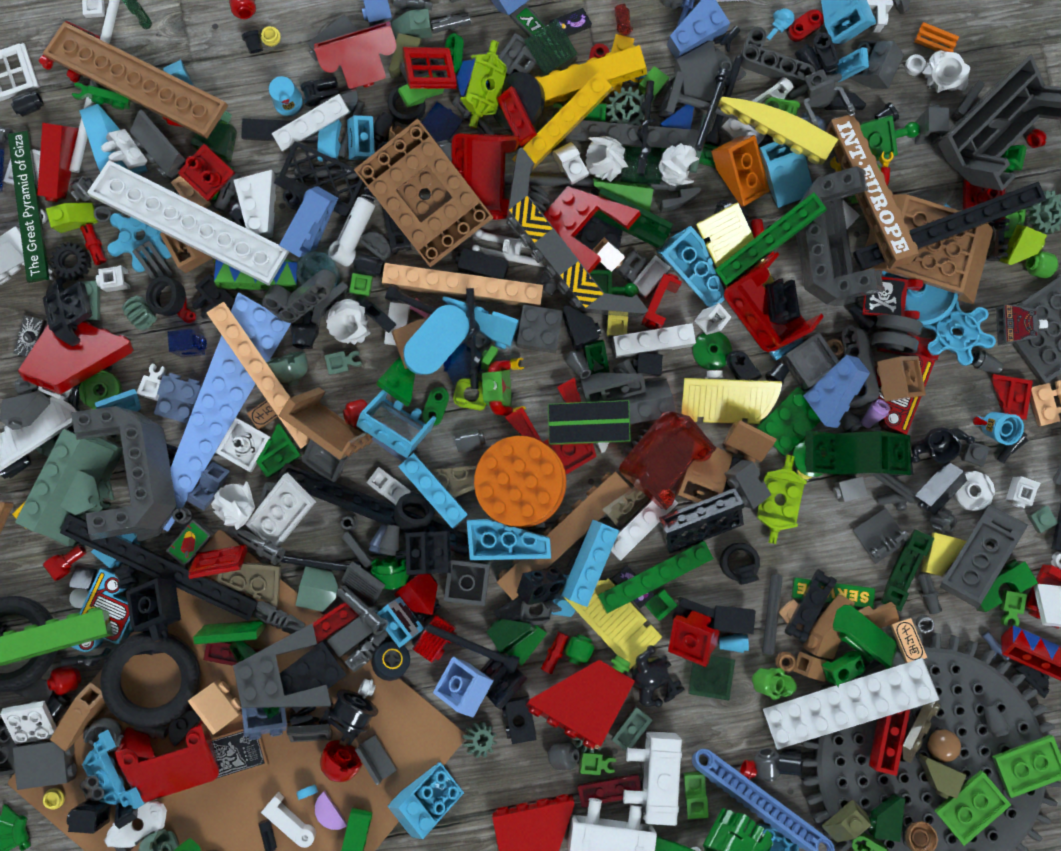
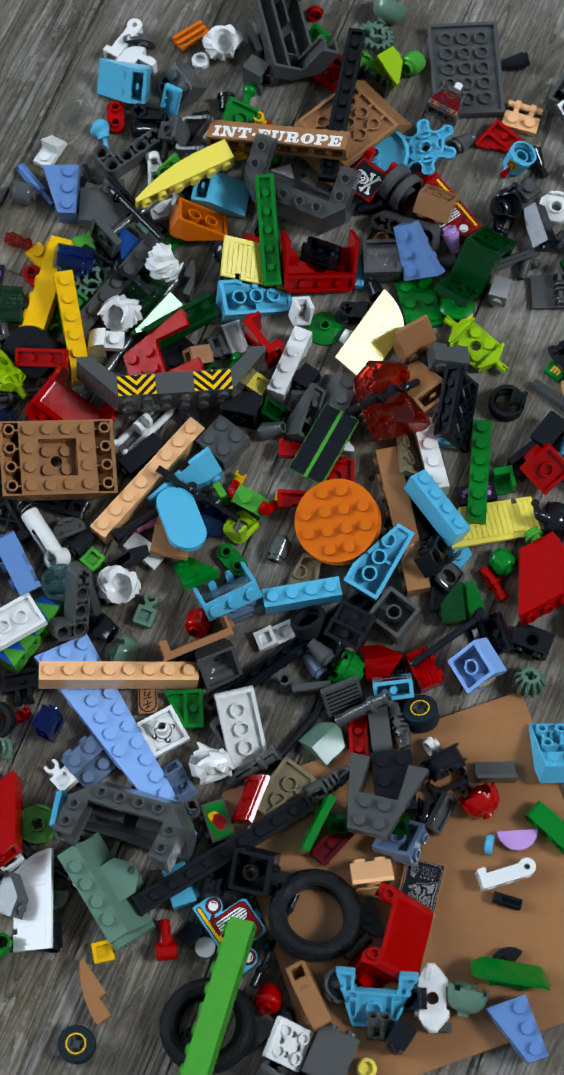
camera: 55 degrees left, 15 degrees down
(627, 80) = (73, 258): none -> clear blue brick
(661, 450) = (389, 391): none -> black piece

